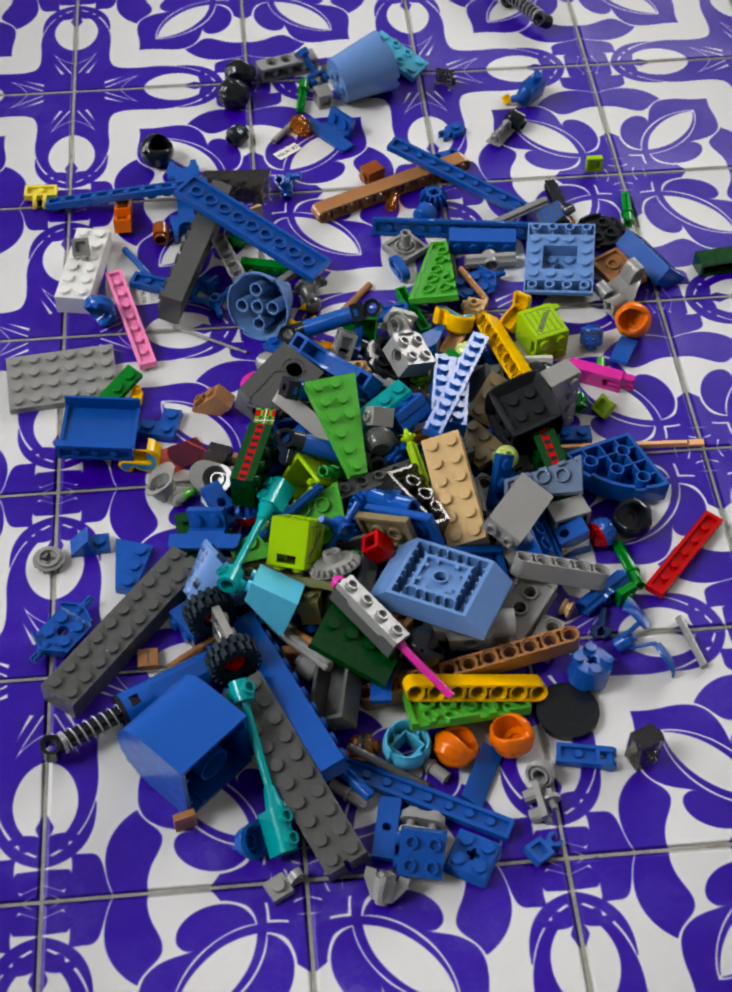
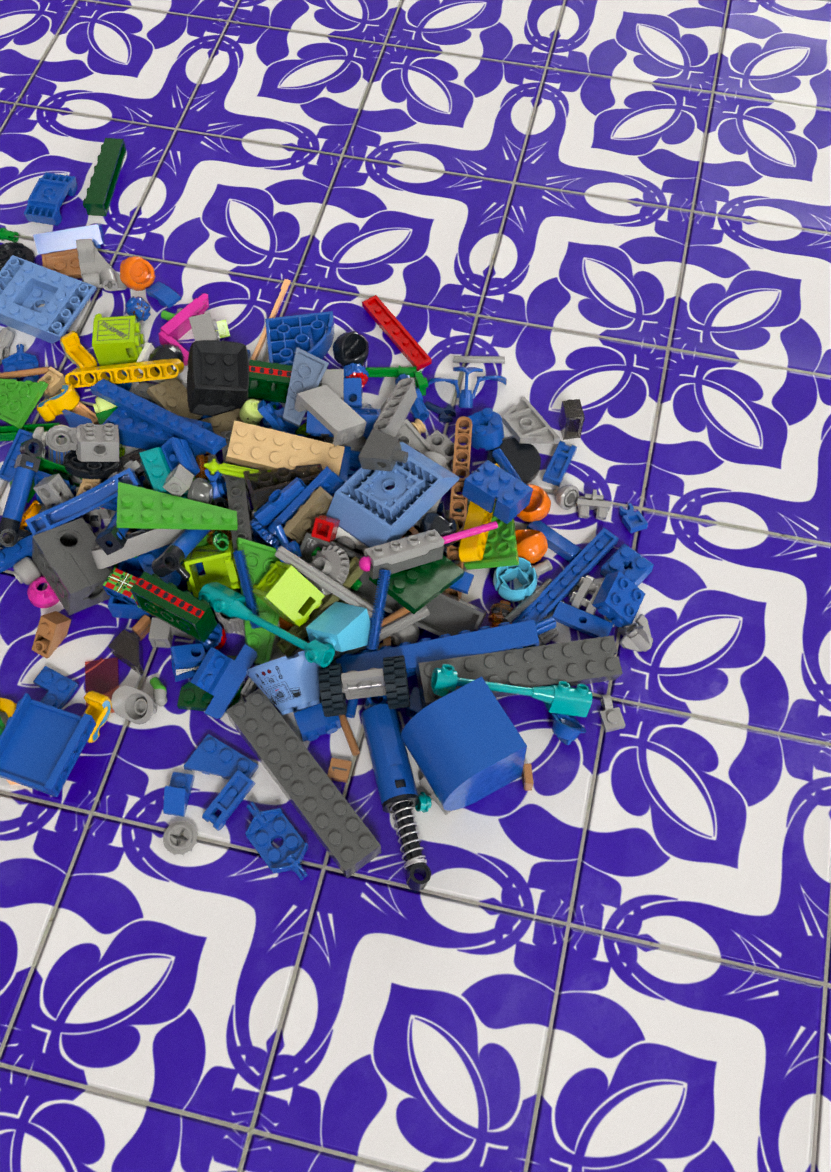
camera: 70 degrees left, 10 degrees up
(92, 580) = (228, 799): none -> blue plate
(206, 472) = (151, 657): light grey piece -> none
(304, 616) = (379, 608): none -> blue axle
(312, 565) = (323, 580): none -> light grey axle
(473, 555) = (381, 452): none -> dark grey torso
(494, 687) = (494, 483): none -> blue piece
(549, 704) = (504, 463): none -> blue axle
(620, 709) = (529, 425): none -> light grey wing
(690, 224) = (48, 197): none -> blue plate

